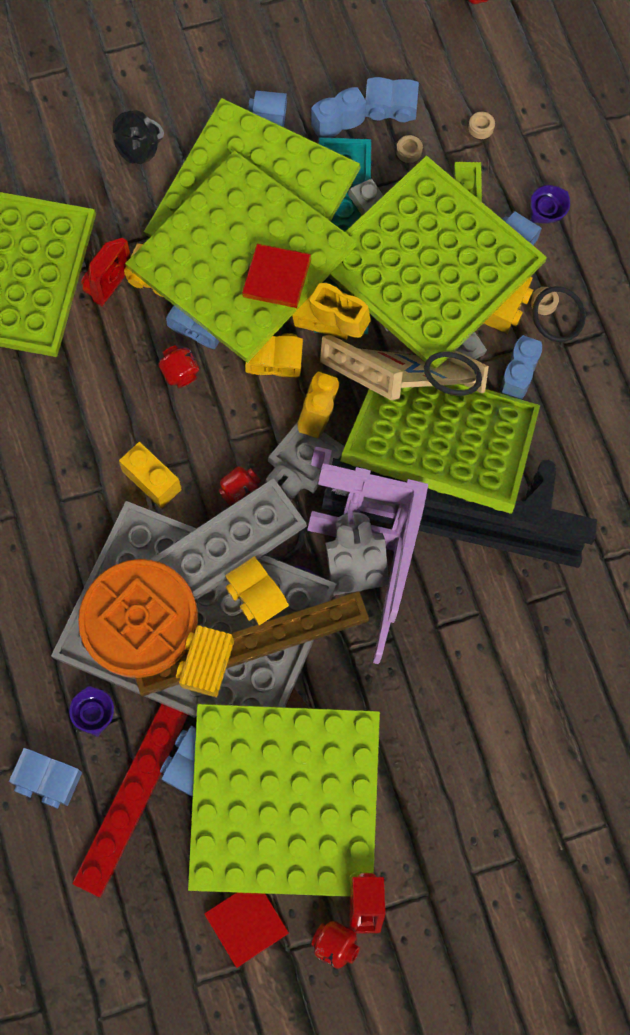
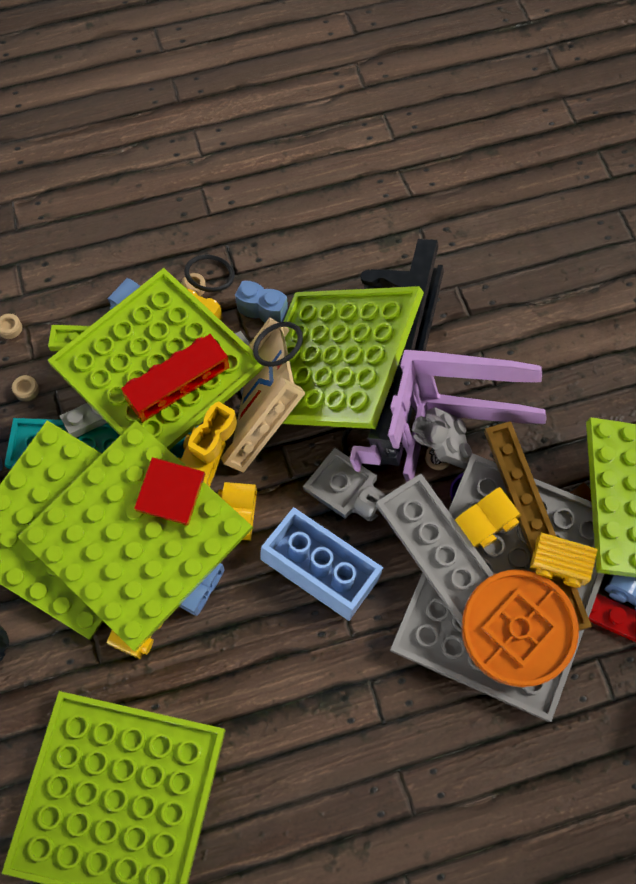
camera: 85 degrees left, 5 degrees down
(91, 710) = (600, 680): dark purple hat -> none
(106, 270) = (130, 671): red slope -> none
(150, 475) = (361, 627): yellow brick -> none
(178, 366) = (245, 601): red head -> none
(216, 434) = (321, 563): none -> light blue brick
(238, 484) = (373, 542): red head -> none
(318, 404) = (295, 468): yellow brick -> none
(407, 274) = (175, 377): none -> red brick
(549, 204) = (101, 273): dark purple hat -> none

